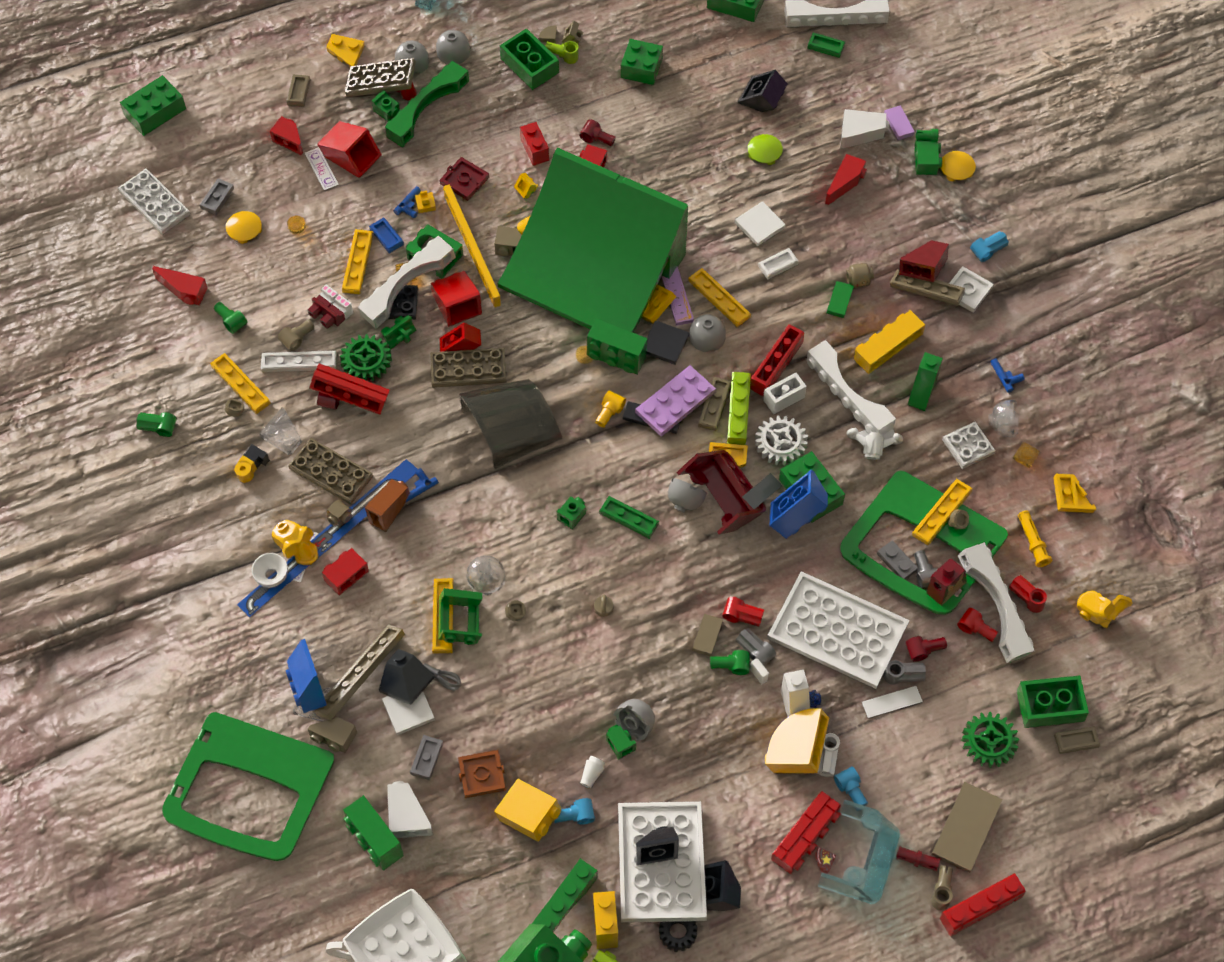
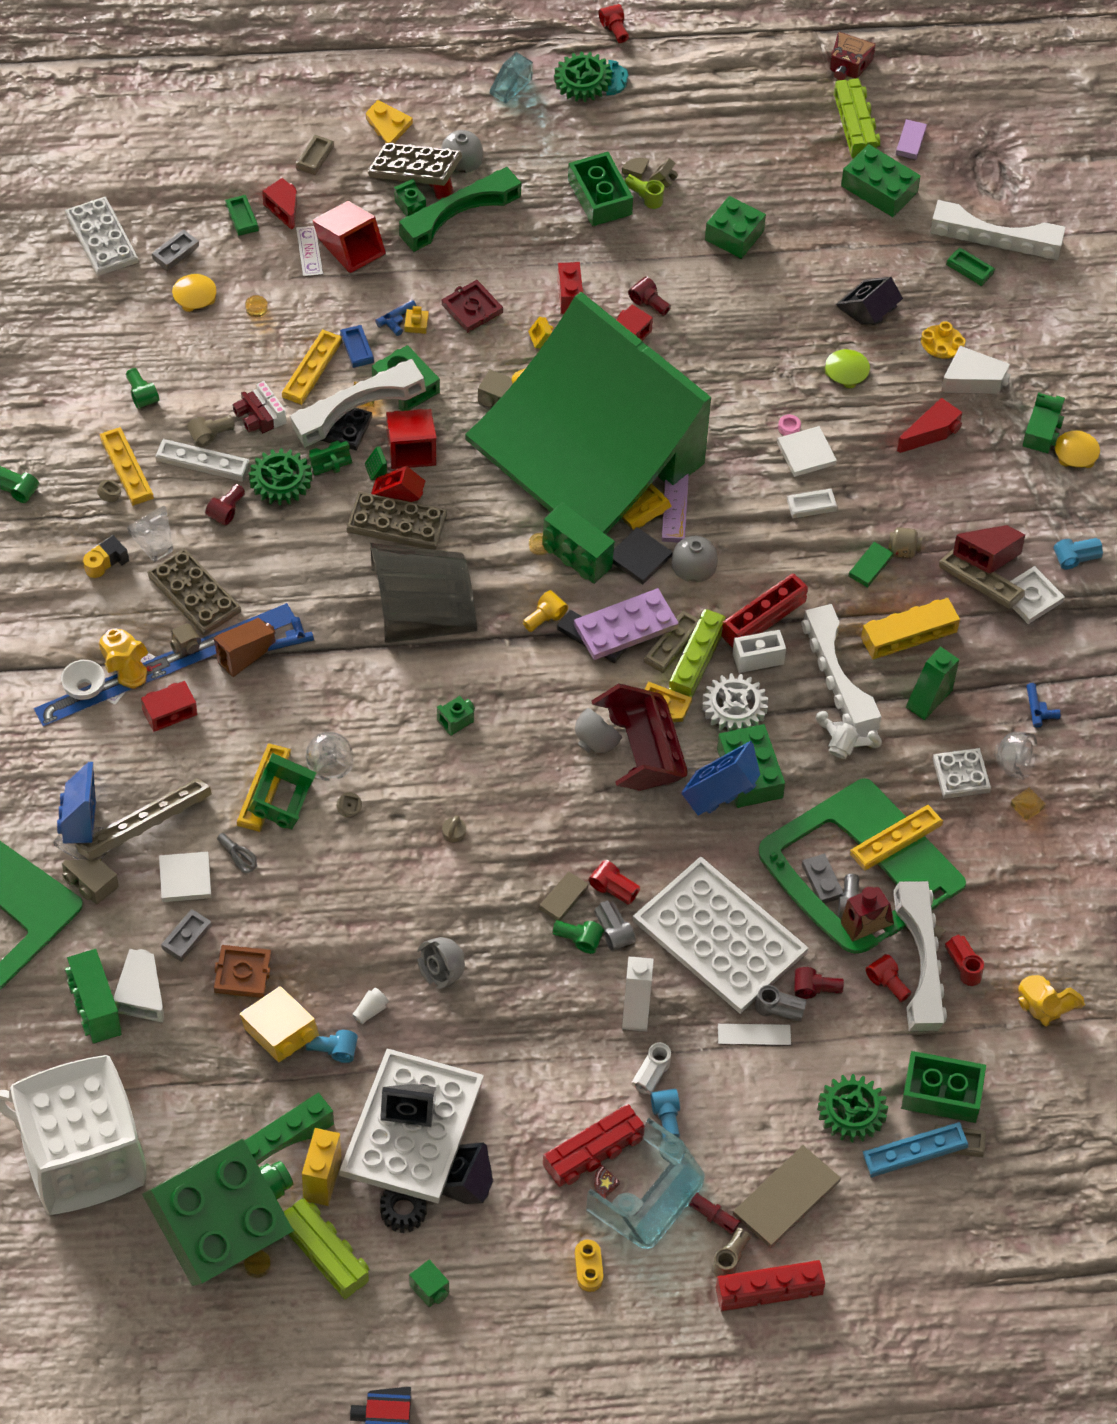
camera: 15 degrees right, 5 degrees down
(153, 105) = (138, 127): green brick -> none
(185, 286) = (102, 341): red slope -> none
(258, 154) = (241, 215): none -> green tile
(349, 388) = (247, 504): red brick -> none
(404, 677) = (193, 839): black slope -> none
(436, 326) = (376, 464): none -> green slope
(453, 47) = (515, 151): light grey cylinder -> none
(472, 246) = (451, 385): yellow tile -> none
(620, 741) = (415, 983): green brick -> none
(629, 517) = (522, 740): green tile -> none
(719, 297) = (725, 523): yellow tile -> none
(738, 206) = (789, 424): none -> bright pink tile
(759, 671) = (608, 953): white tile -> none
(762, 491) = (689, 753): dark grey sticker -> none
(798, 743) = (621, 1042): brick -> none
(815, 699) = (660, 1002): clear blue plate -> none
(828, 108) = (942, 340): none -> yellow dish
(837, 931) = (588, 1263): none -> yellow plate
(899, 122) = (1024, 380): lavender tile -> none
(959, 519) = (911, 850): dark tan tile -> none
(1036, 546) = (997, 909): yellow pin -> none
(1048, 758) = (915, 1149): none -> dark azure tile
(1071, 495) = (1063, 864): yellow wing -> none

